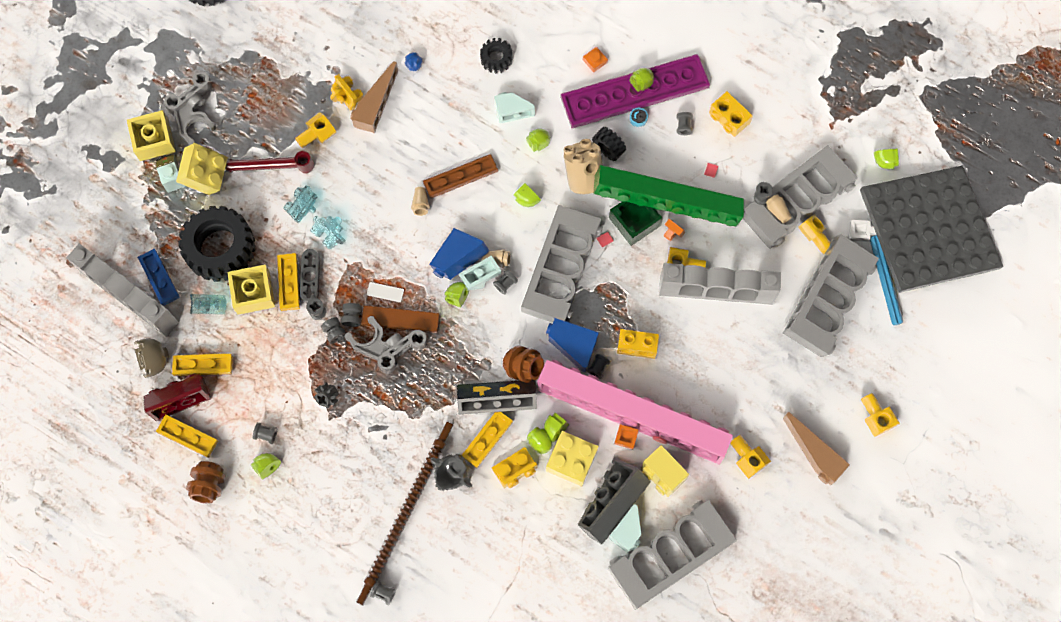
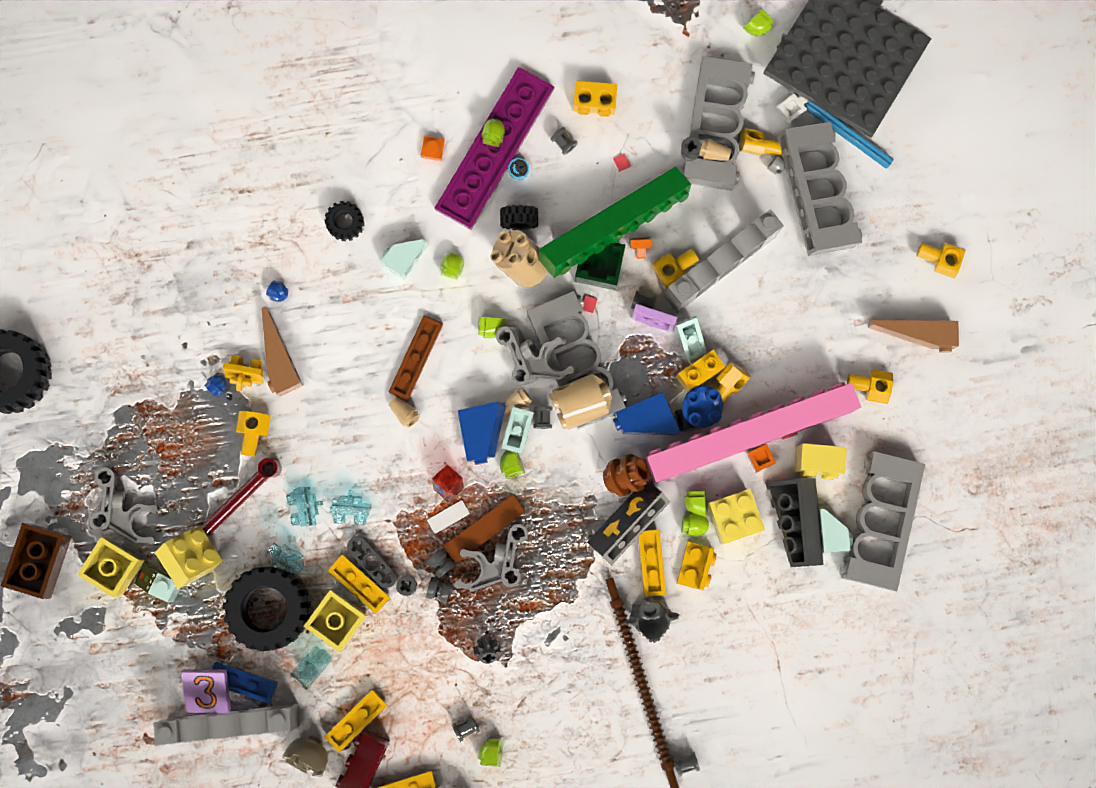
camera: 45 degrees left, 10 degrees up
(112, 93) = (36, 561): none -> reddish brown brick
(131, 259) = (206, 691): none -> lavender tile
(259, 222) = (286, 558): none -> clear light blue hips
(321, 85) = (216, 384): none -> blue plate
(403, 267) = (447, 483): none -> clear red brick
(531, 236) = (527, 358): none -> light grey piece
(537, 287) = (581, 401): none -> tan cylinder
(617, 365) = (702, 406): none -> blue dish
(638, 280) = (653, 318): none -> lavender tile
(641, 267) = (643, 300): none -> dark grey bush
(651, 315) = (691, 338): none -> light aqua slope
(653, 366) = (731, 380): none -> yellow piece
(815, 257) = (777, 165): none -> light grey hinge

